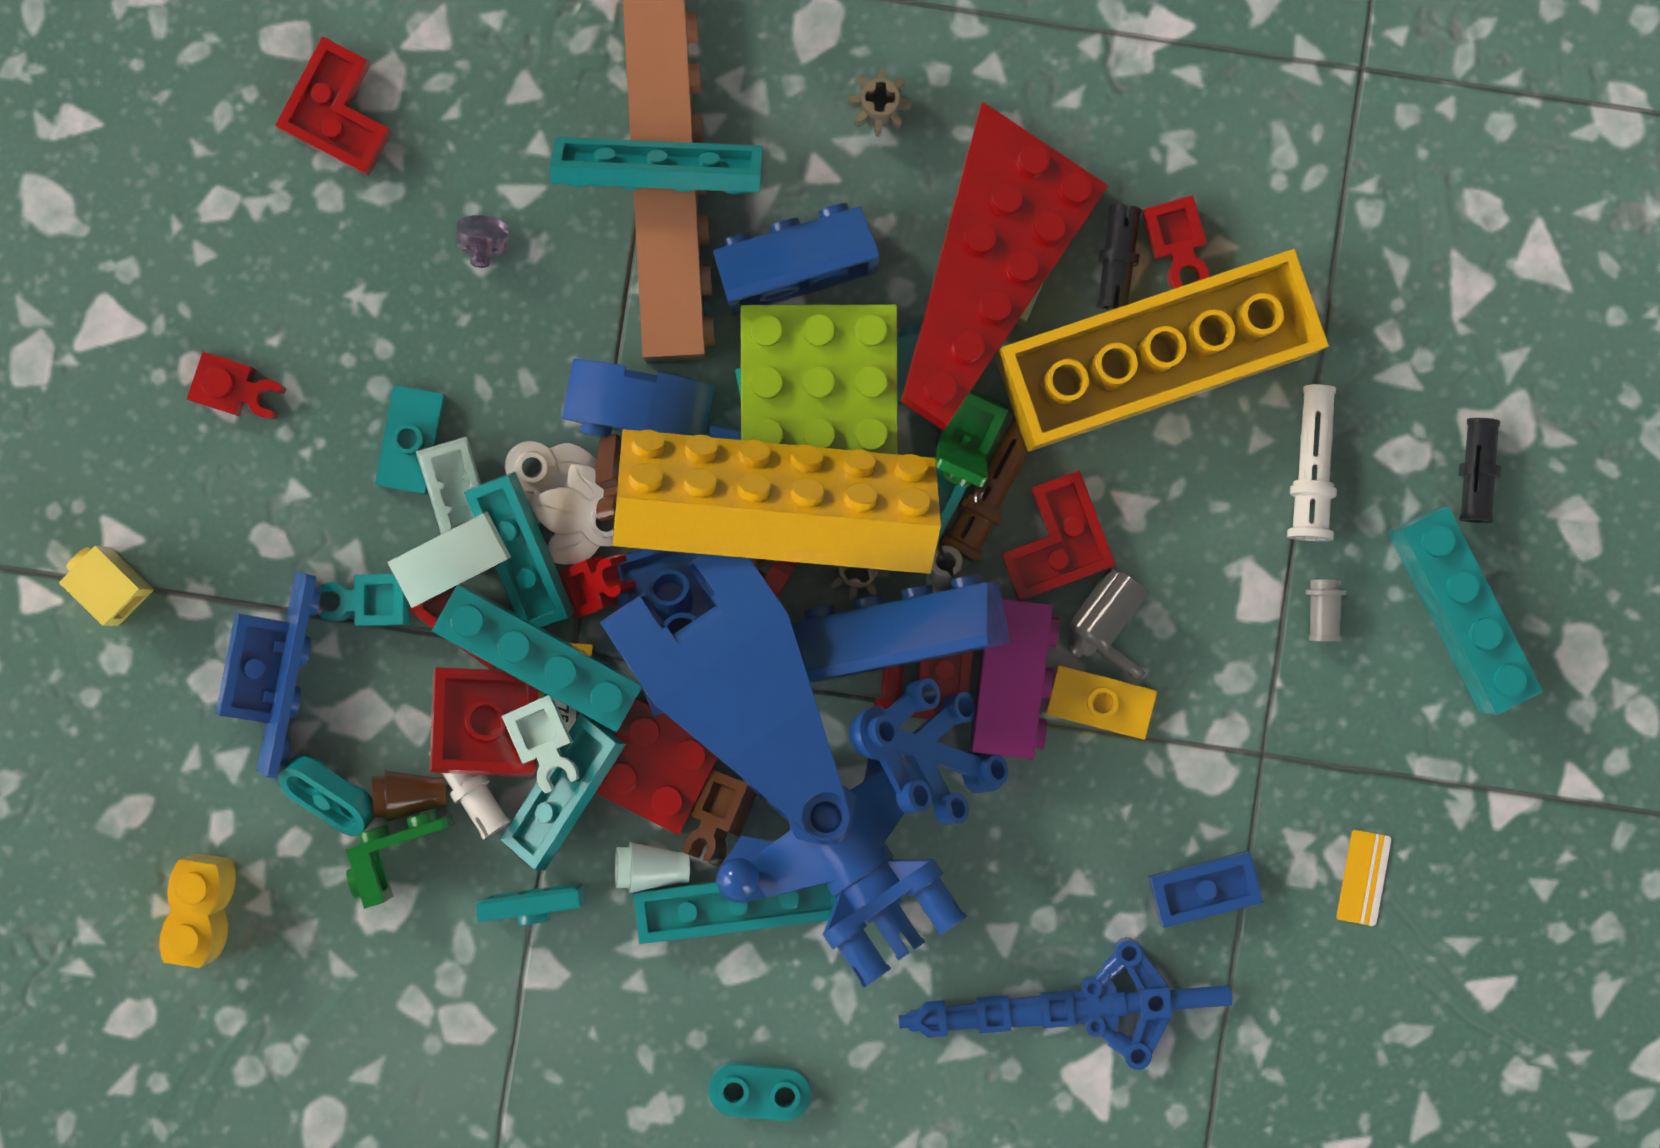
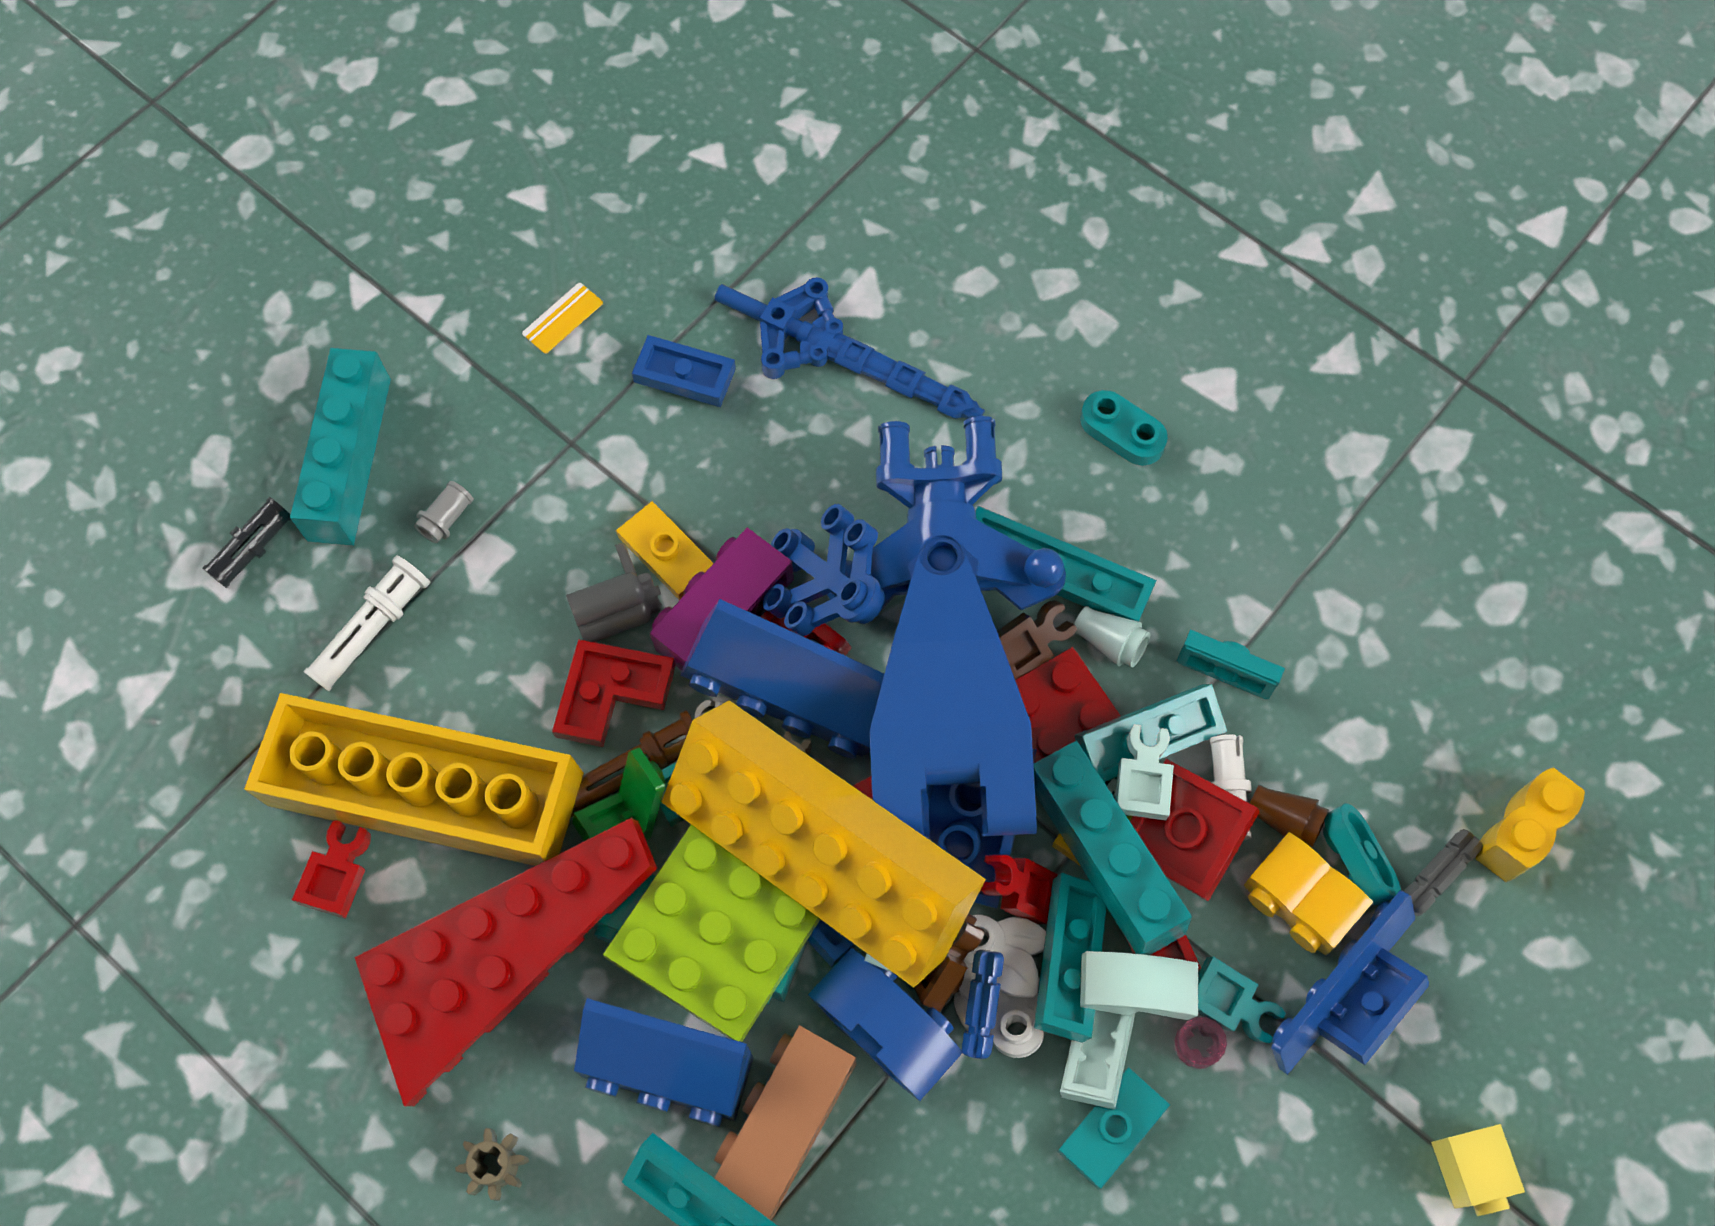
camera: 145 degrees left, 20 degrees down
(254, 824) = (1443, 870): none -> dark grey axle
(355, 729) = (1307, 895): none -> yellow brick
(367, 873) = (1359, 769): green bracket -> none
(378, 536) = (1207, 1028): none -> clear pink bush
(567, 465) = (982, 1004): none -> blue axle
(1119, 256) = (392, 890): black pin -> none

